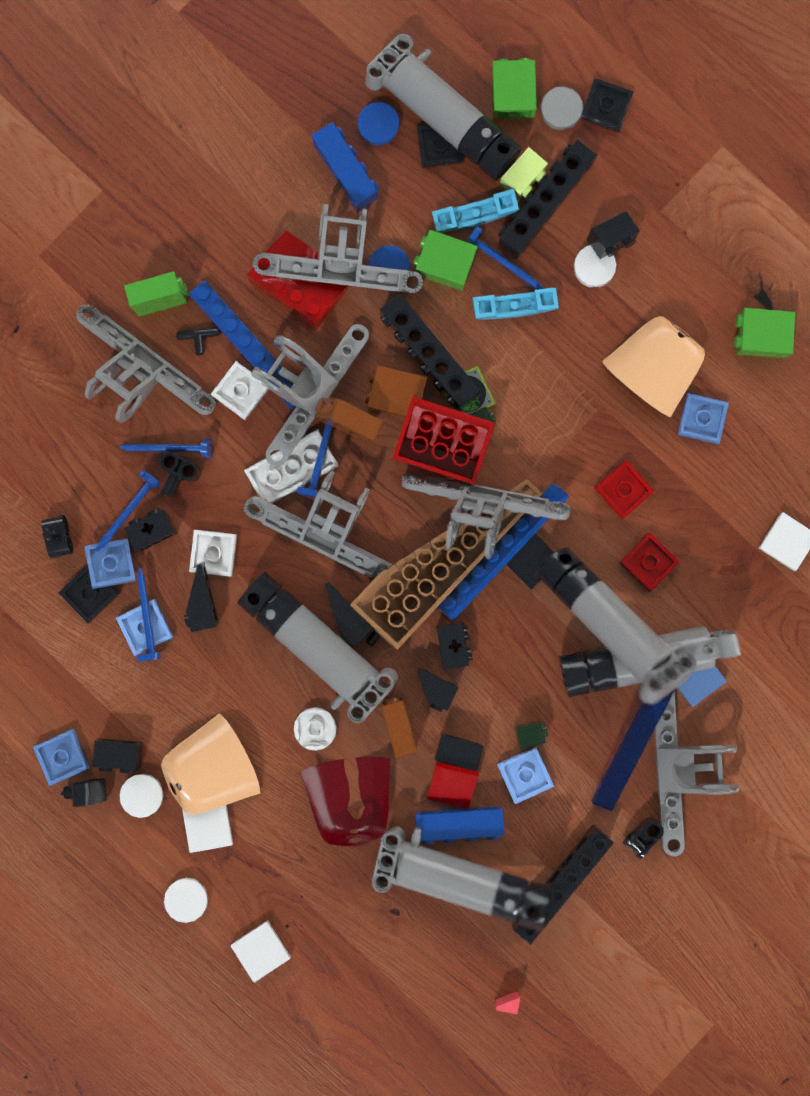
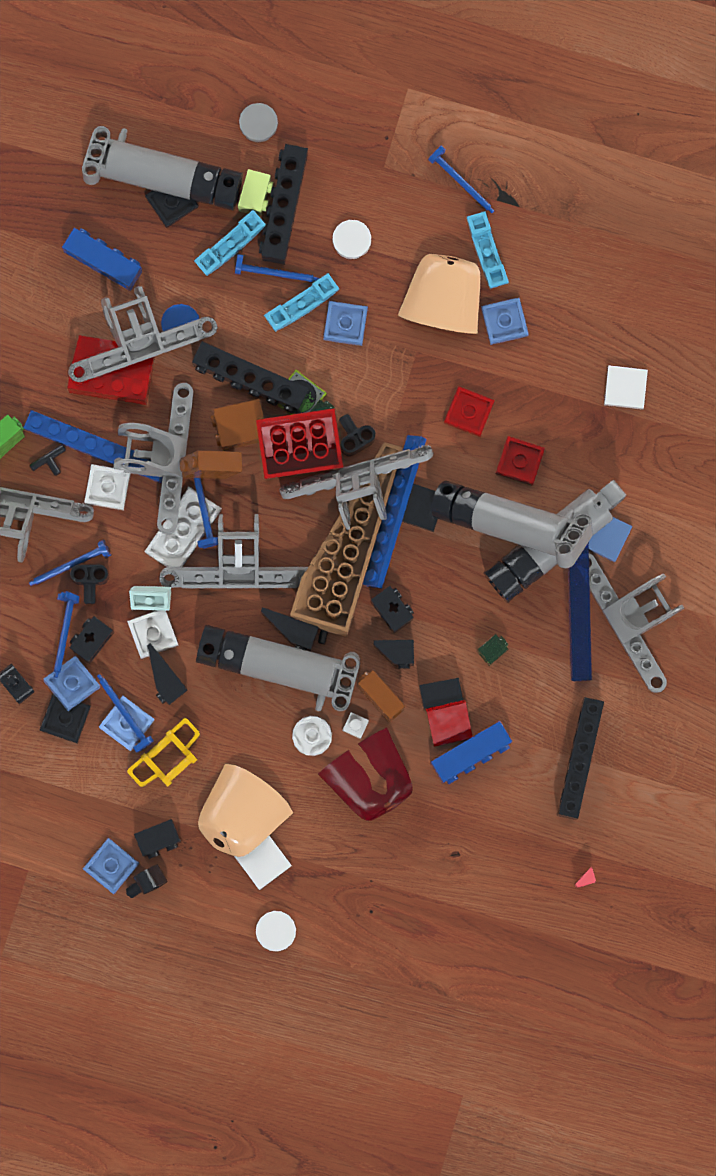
camera: 30 degrees left, 5 degrees down
(141, 795) = (194, 863): white tile -> none
(152, 699) = (147, 758): none -> yellow bar
(227, 518) = (150, 598): none -> light aqua slope
(260, 951) = (359, 941): white tile -> none
(361, 739) = (355, 725): none -> white plate
(378, 123) = (111, 209): blue tile -> none
(445, 259) = (225, 295): bright green brick -> none
(460, 881) = (494, 794): light grey piece -> none
(501, 458) = (354, 436): none -> black beam
(513, 89) = (210, 126): bright green brick -> none
(525, 775) = (506, 686): light blue tile -> none
(547, 344) = (345, 323): none -> medium blue tile
(606, 105) = (294, 101): black tile -> none
(613, 235) = (354, 207): black brick -> none
(642, 838) = (628, 689): black piece -> none
(717, 226) = (436, 157): none -> blue piece
(719, 341) = (486, 250): none -> medium azure slope
(765, 333) = (519, 226): bright green brick -> none

